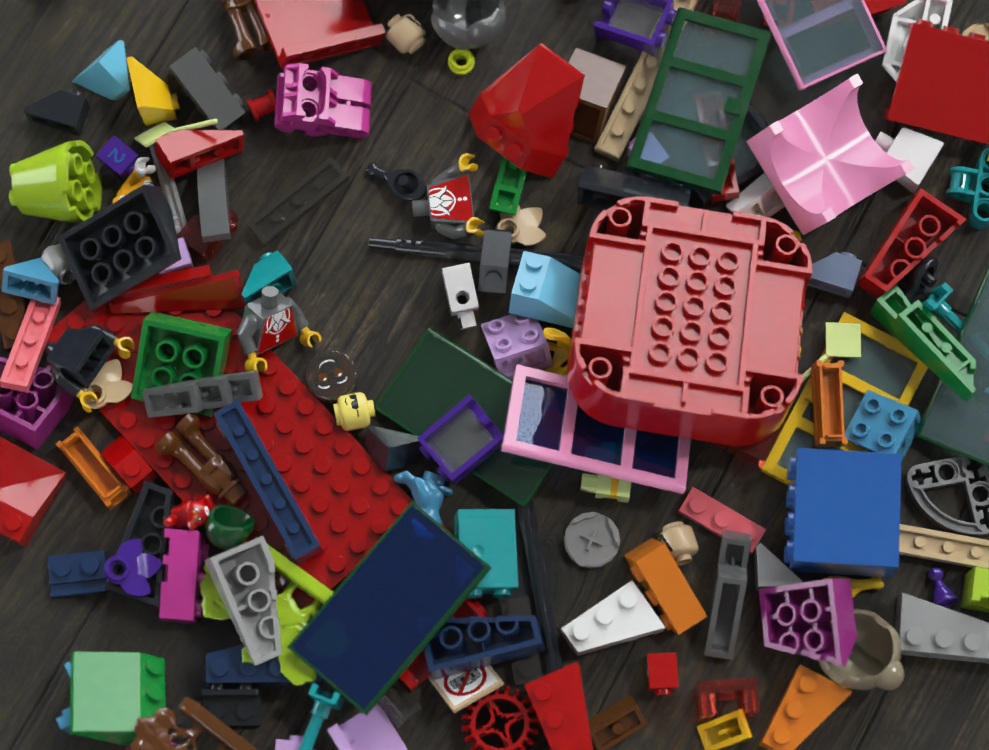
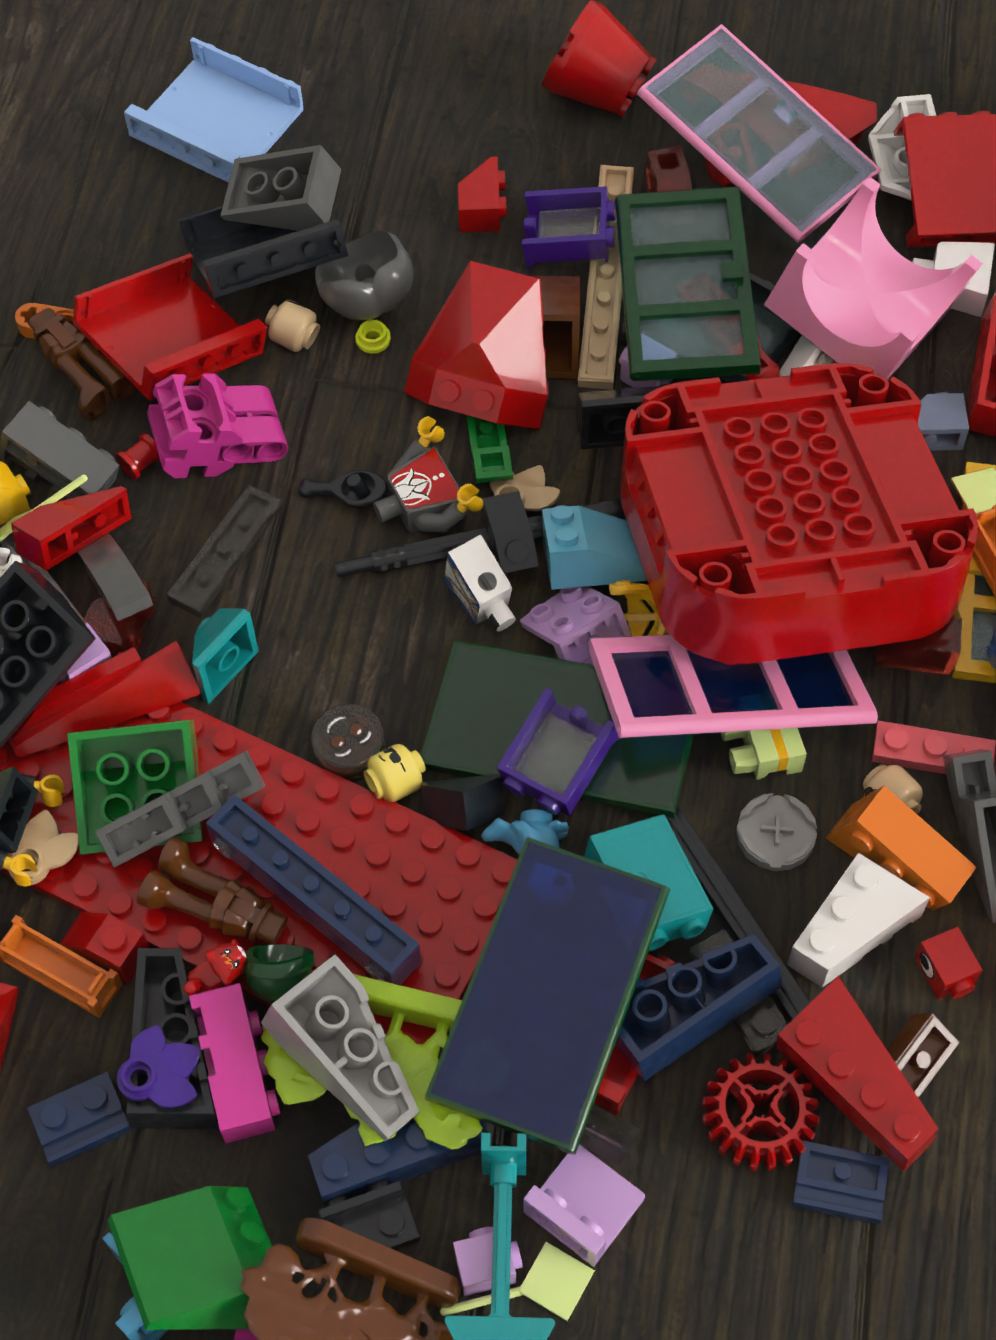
camera: 20 degrees left, 15 degrees down
(269, 323) = (243, 694): torso -> none
(466, 687) = (695, 1072): piece -> none

